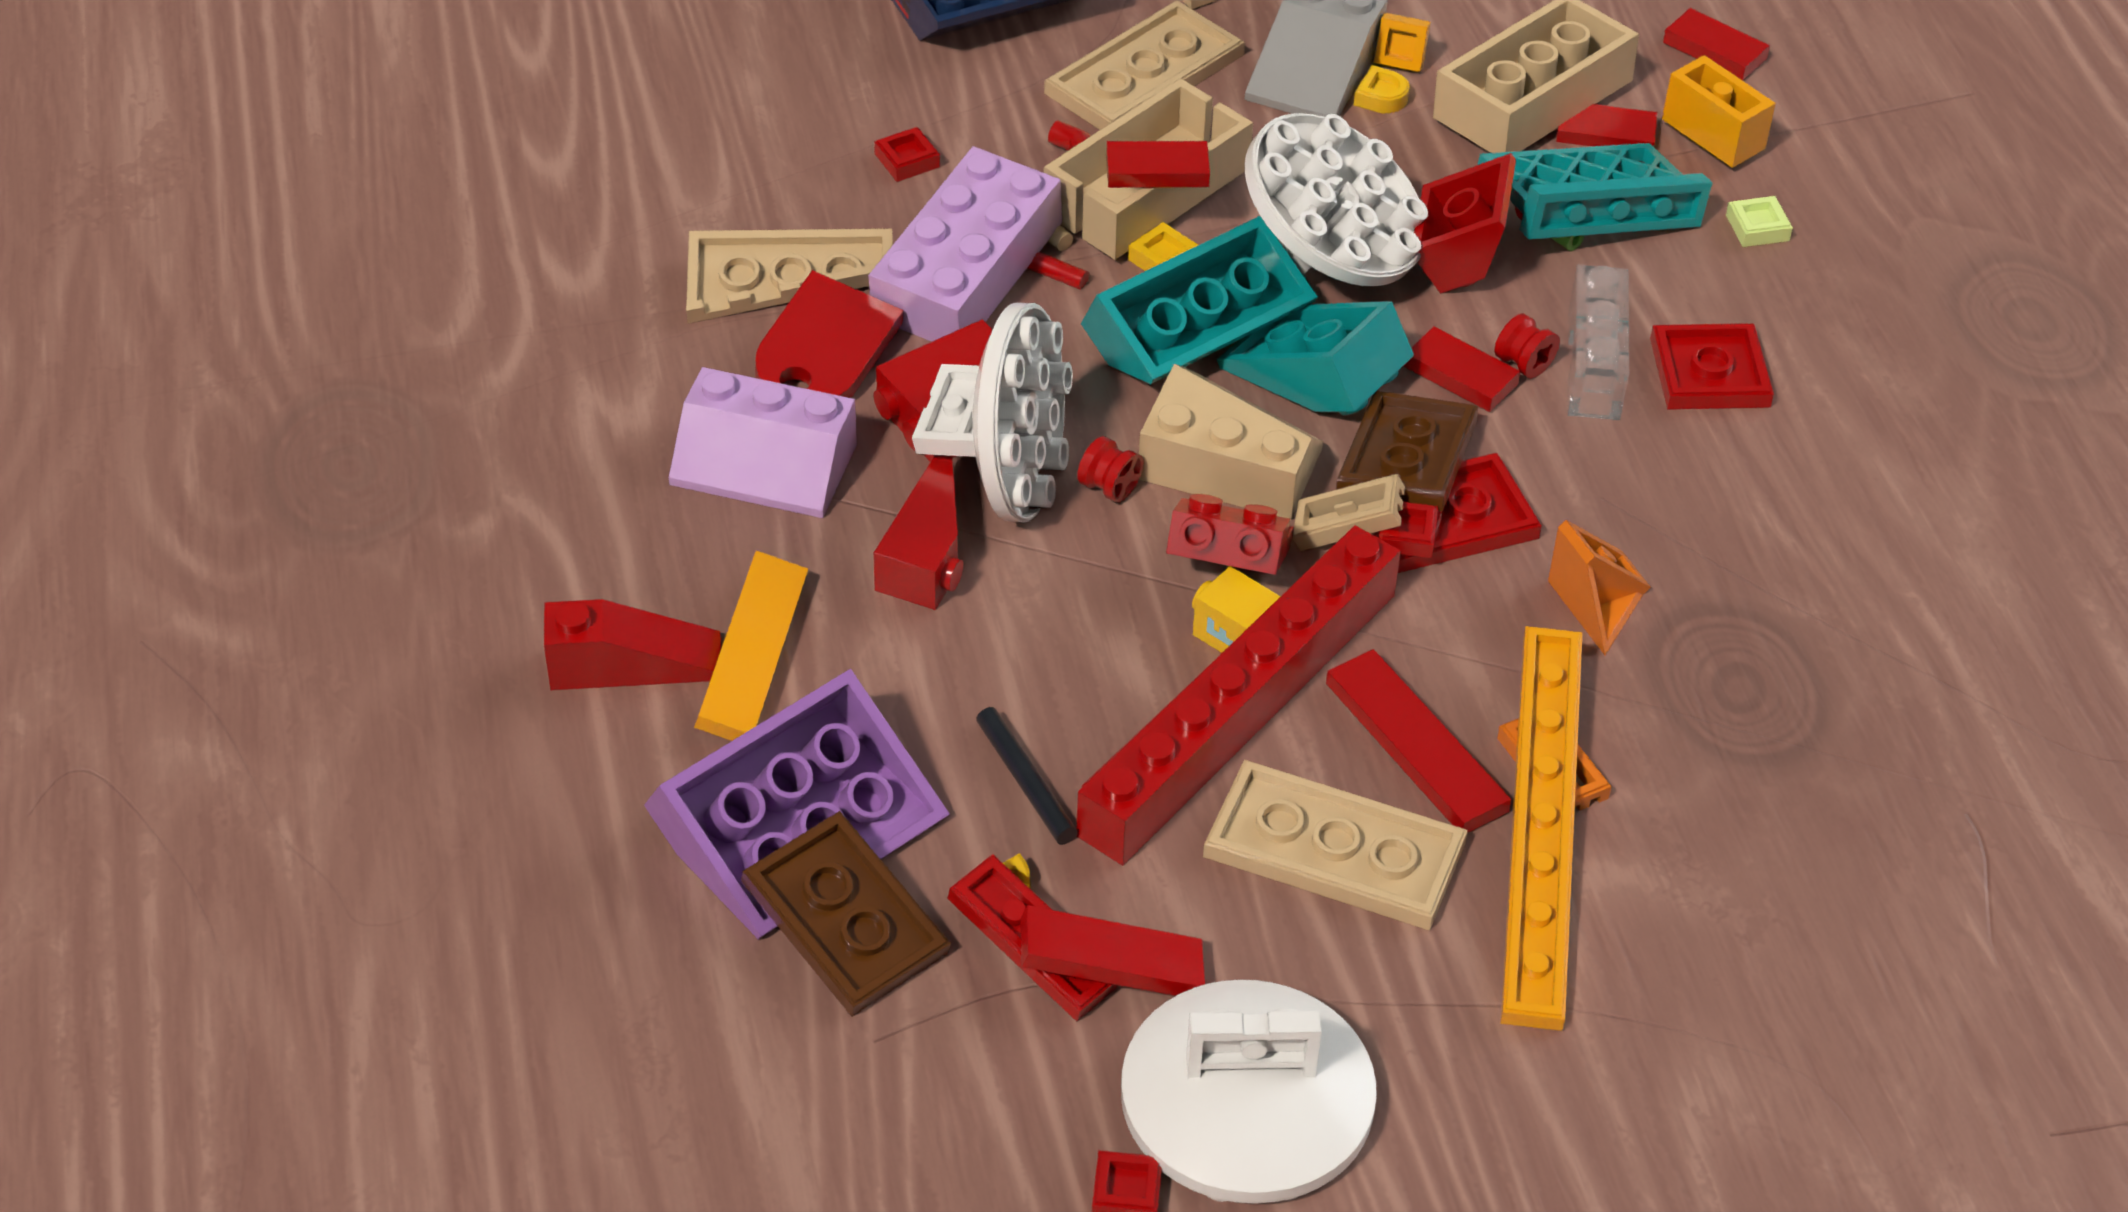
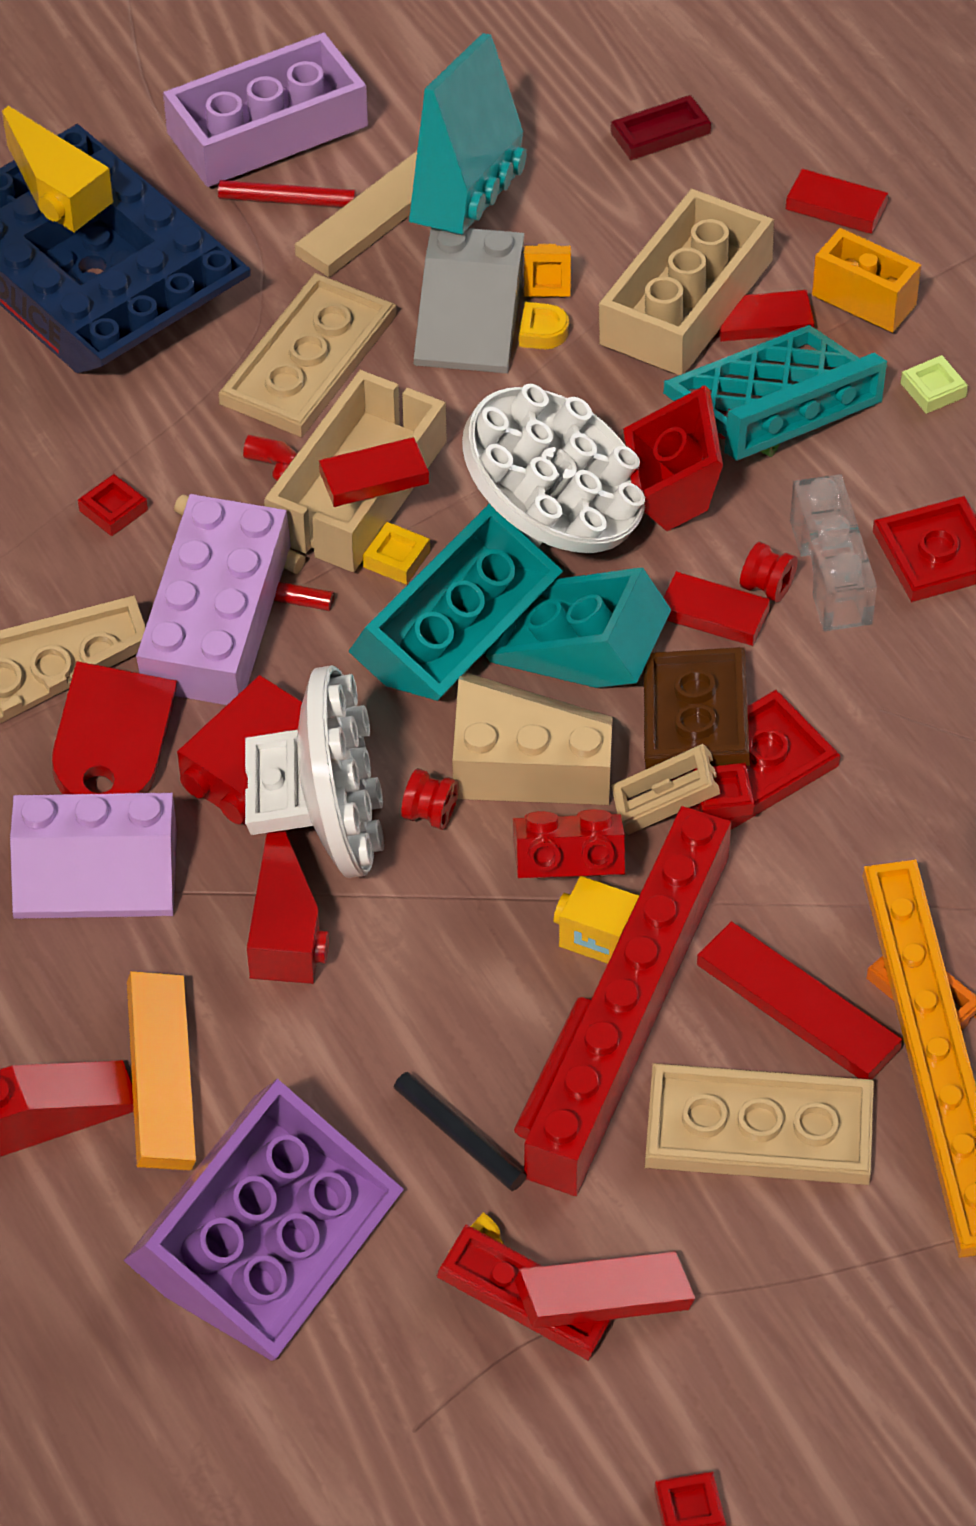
camera: 15 degrees left, 5 degrees up
(845, 913) = (348, 1316): reddish brown tile -> none
(1248, 1091) = (766, 1387): white bracket -> none
(1595, 582) = (907, 802): orange slope -> none

